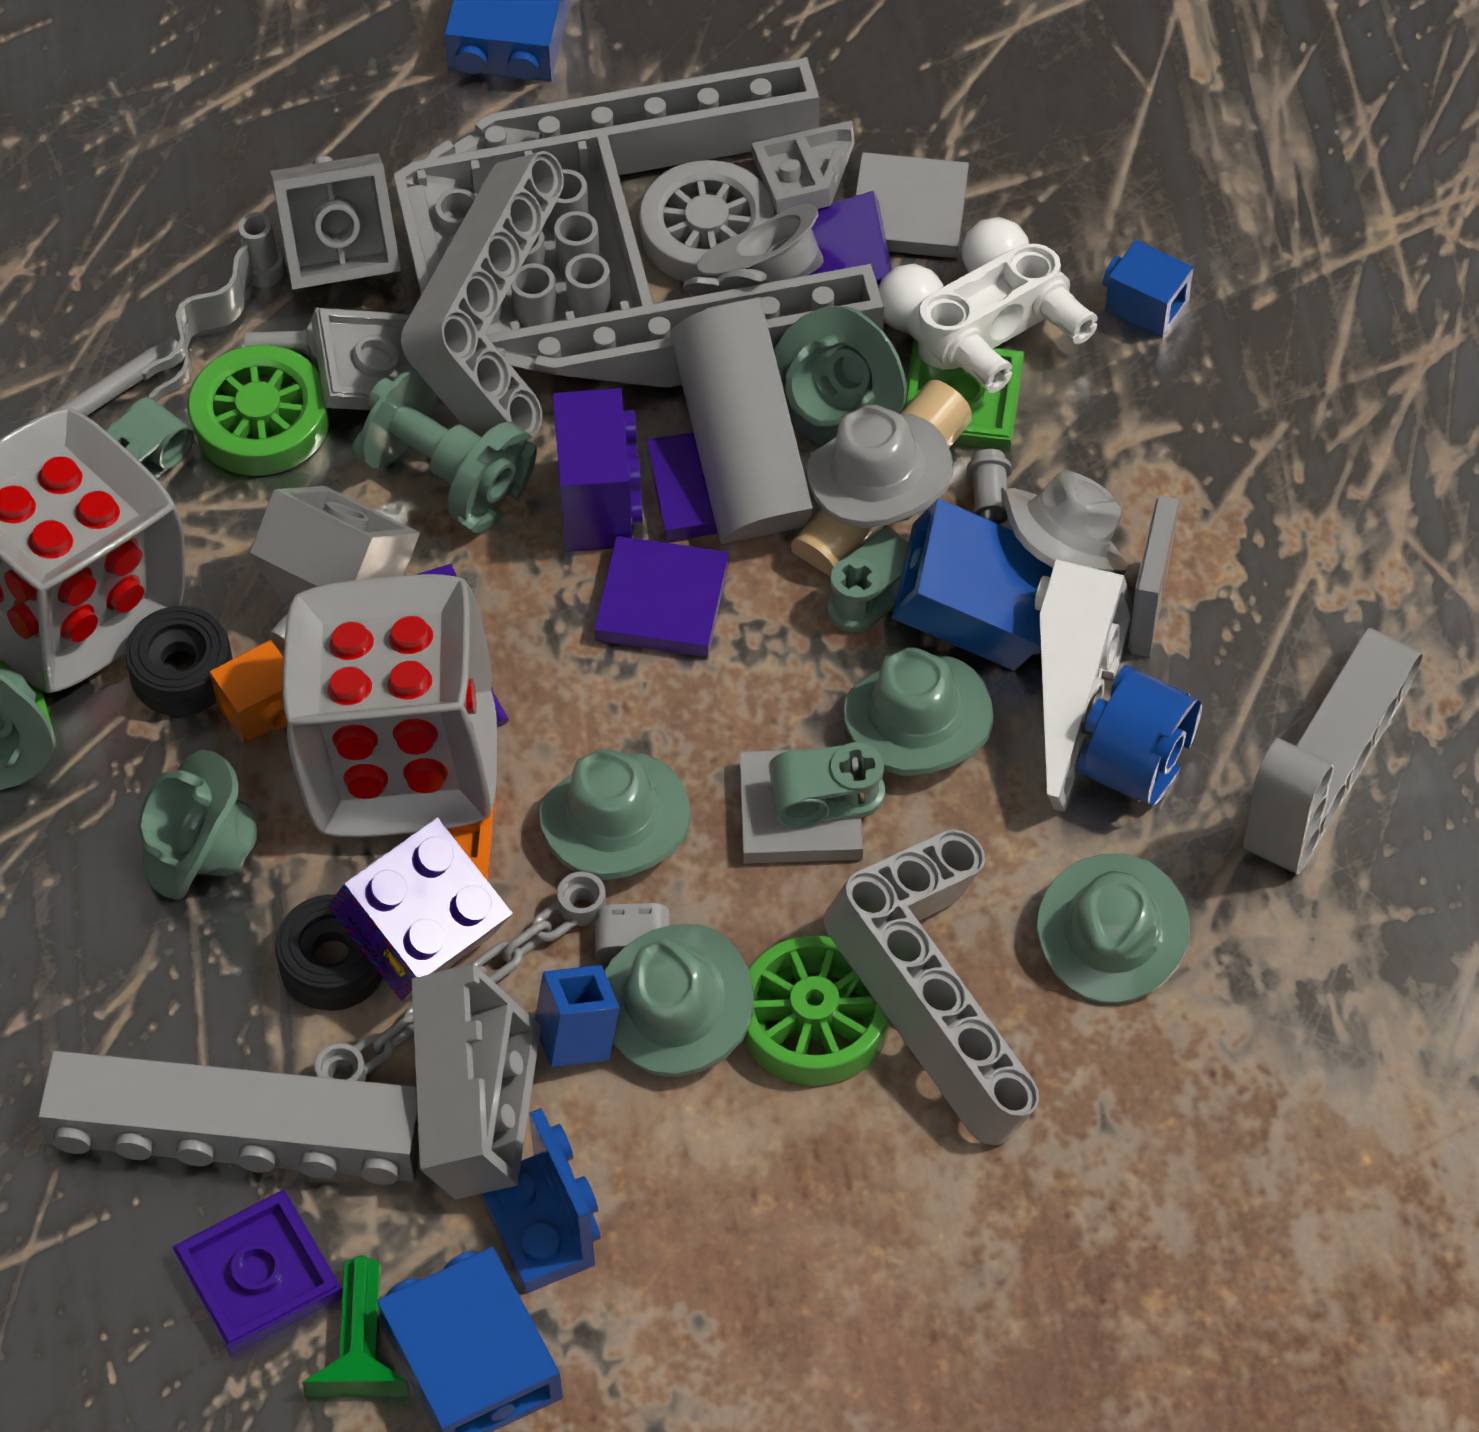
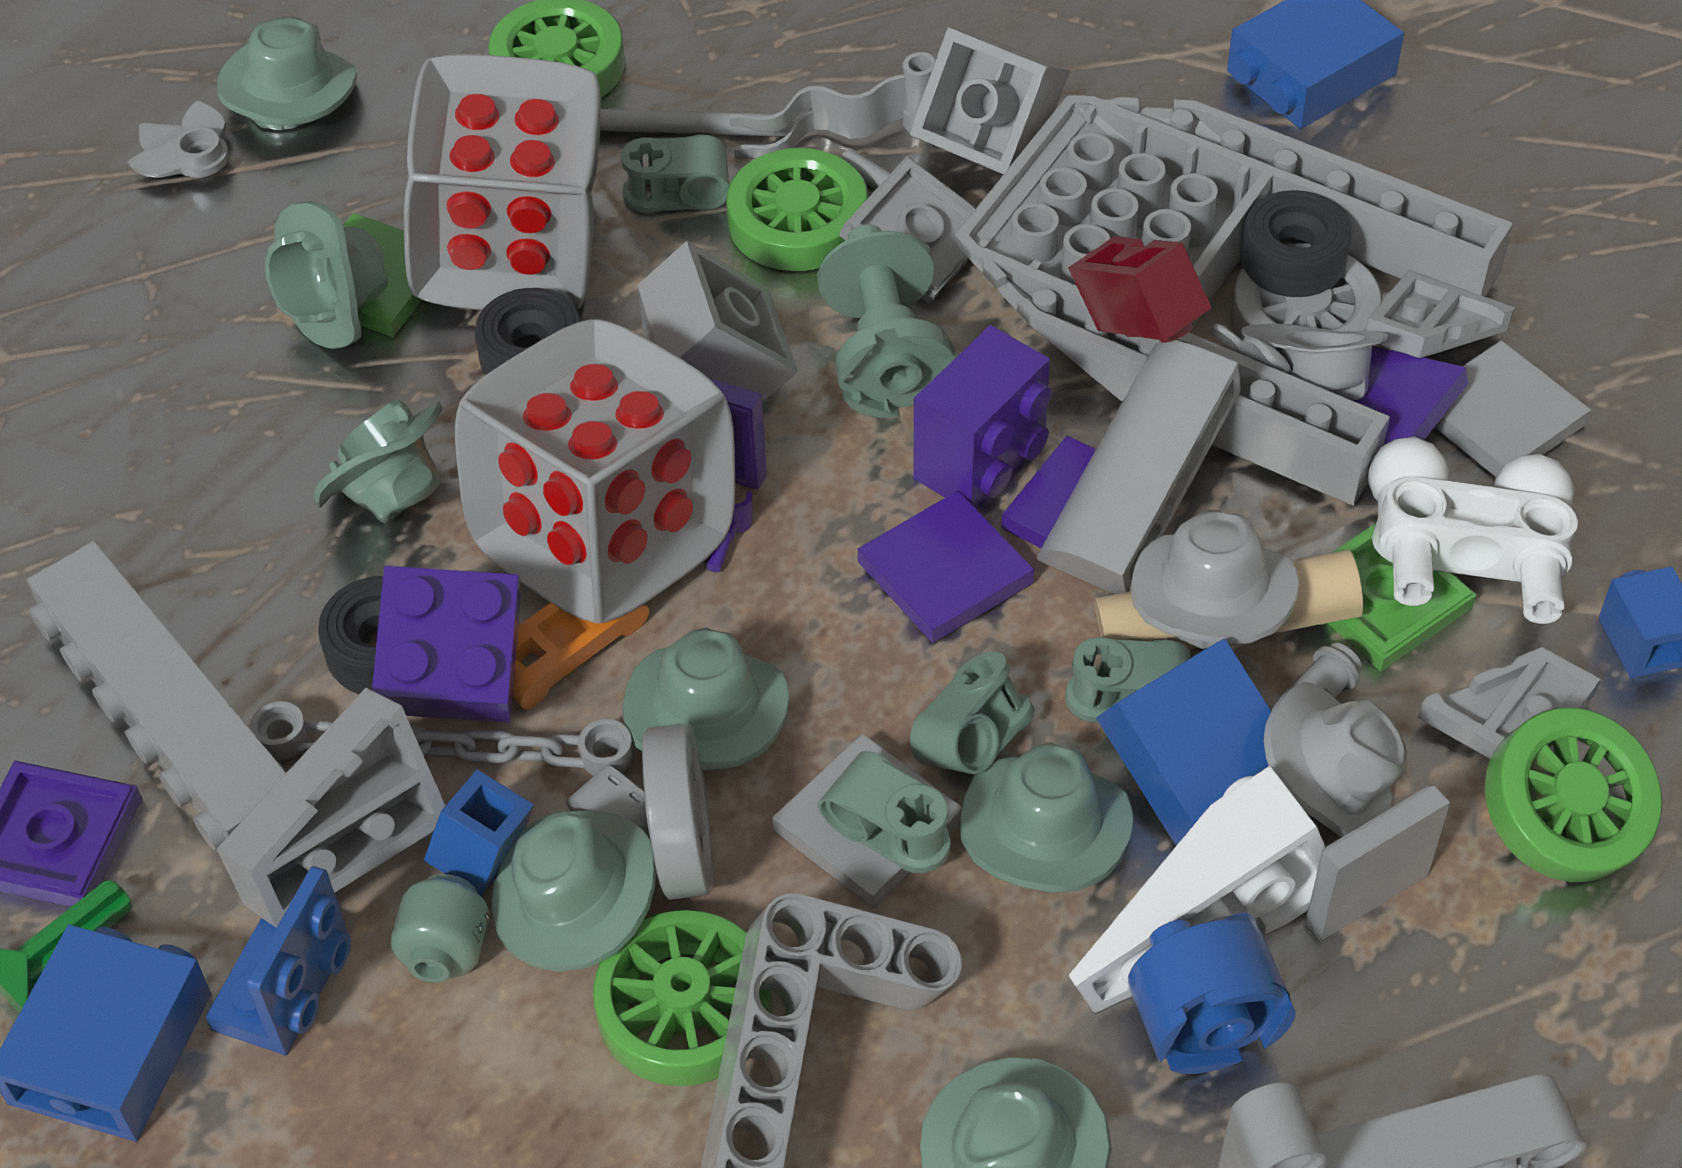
camera: 45 degrees right, 5 degrees down
(449, 323) = (1020, 209): light grey beam -> none
(613, 1098) = (440, 926): none -> sand green head
(642, 293) = (1141, 288): none -> dark red brick
(669, 151) = (1300, 217): none -> black tyre
(701, 886) = (677, 811): none -> light grey wheel
(804, 682) = (971, 720): none -> sand green piece
(834, 366) = (1279, 482): sand green hat -> none
(1124, 412) = (1507, 698): none -> light grey wing
(1208, 451) = (1572, 795): none -> bright green wheel

